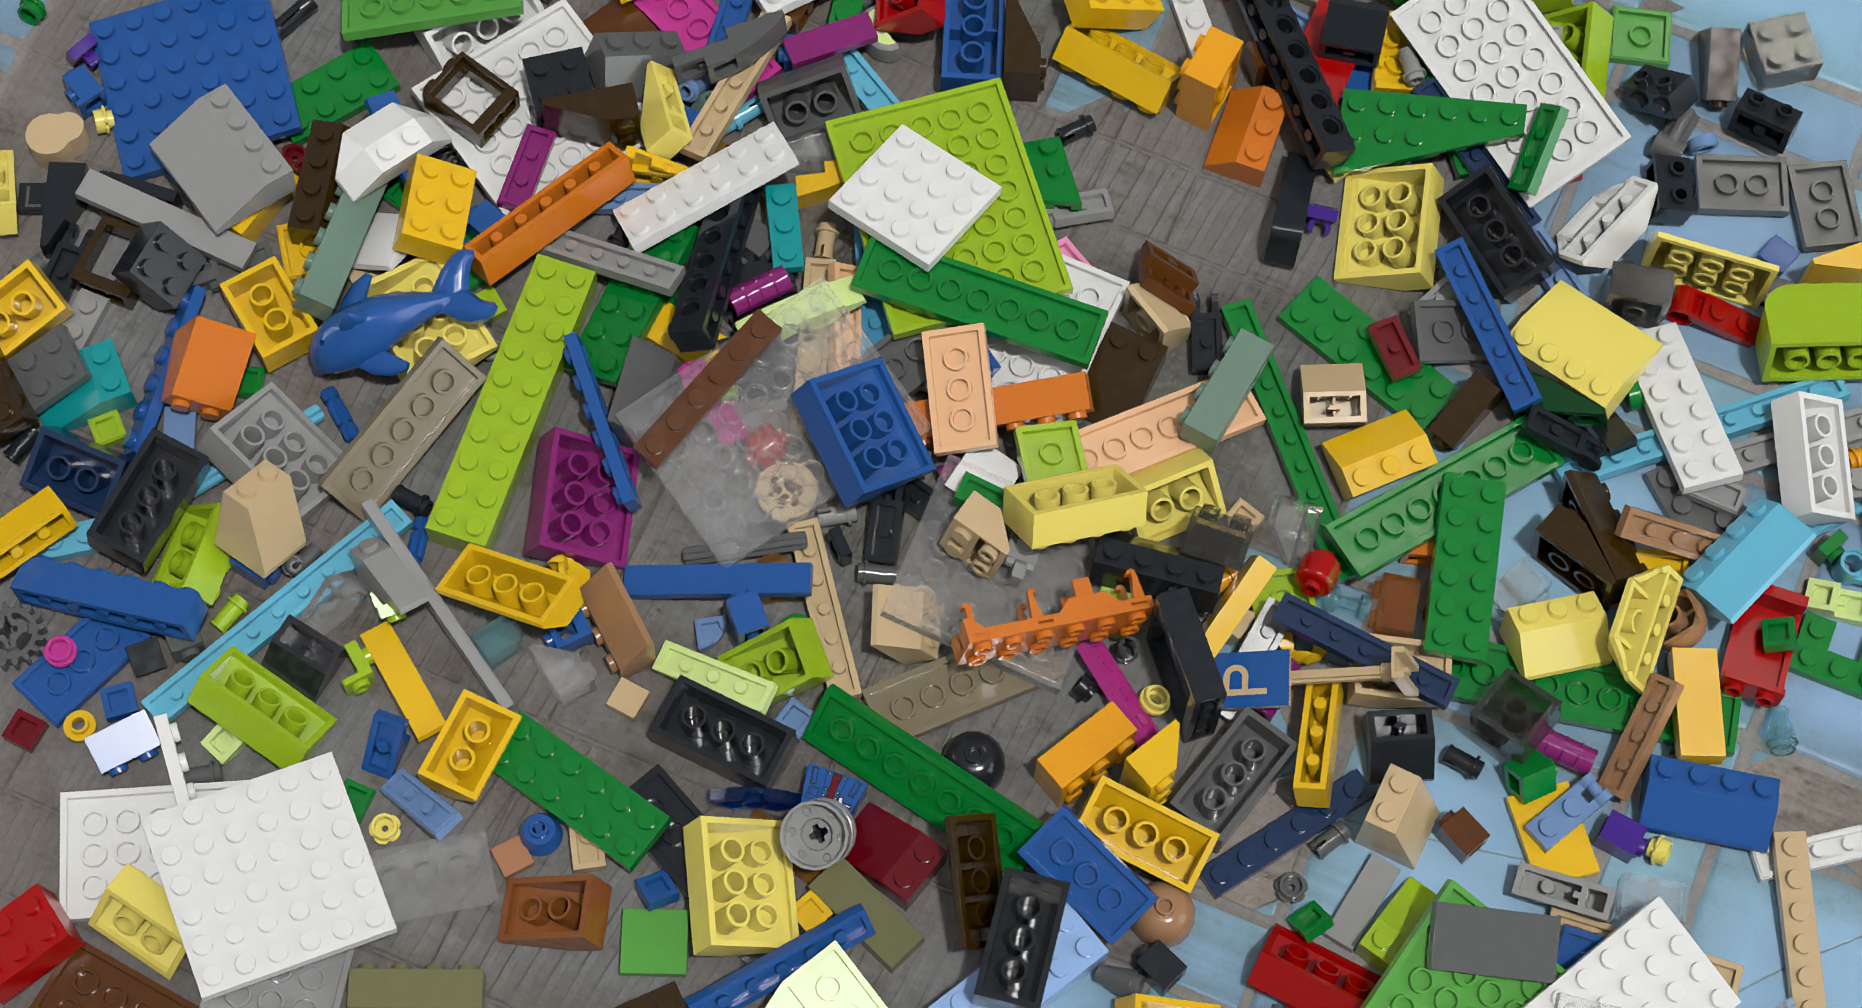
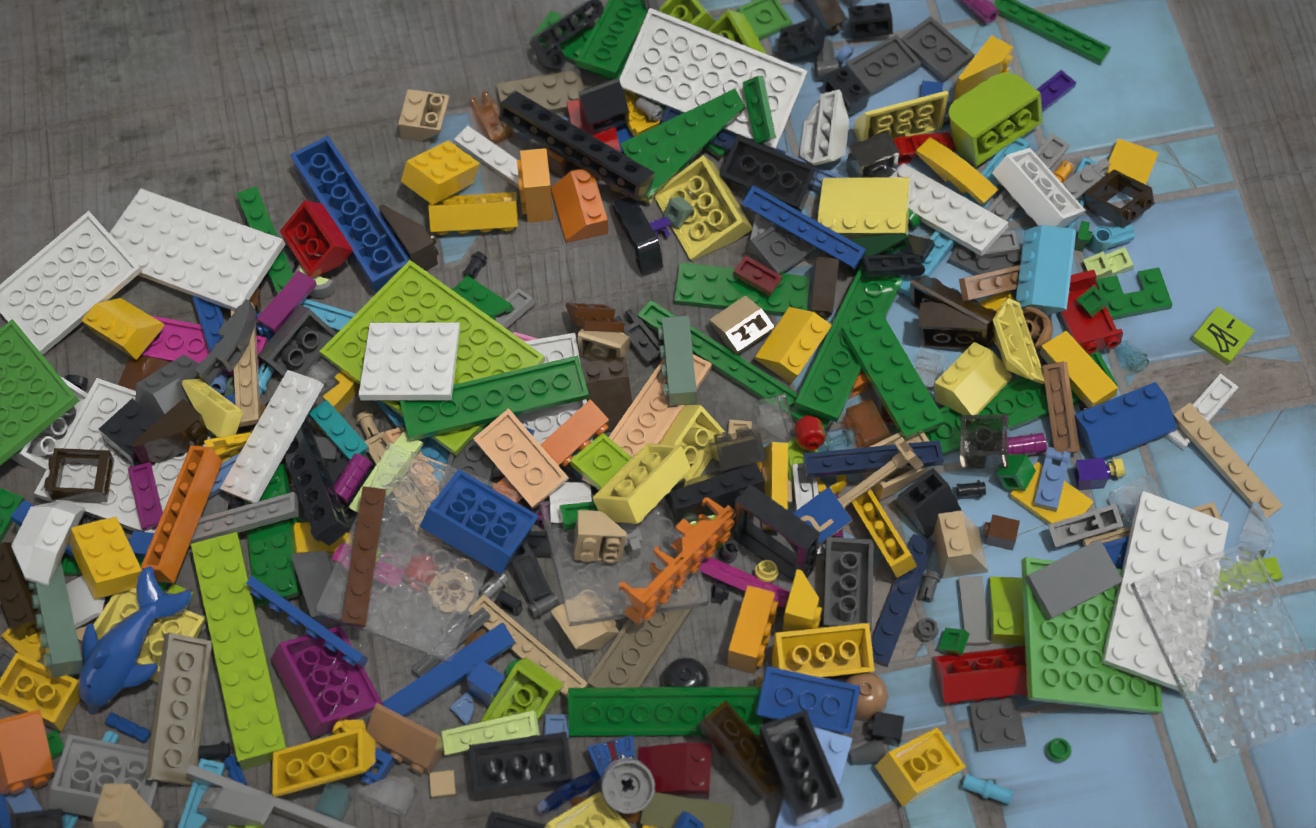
camera: 30 degrees left, 5 degrees down
(1358, 211) = (678, 211): none -> sand green slope
(1730, 371) = (957, 170): none -> yellow slope

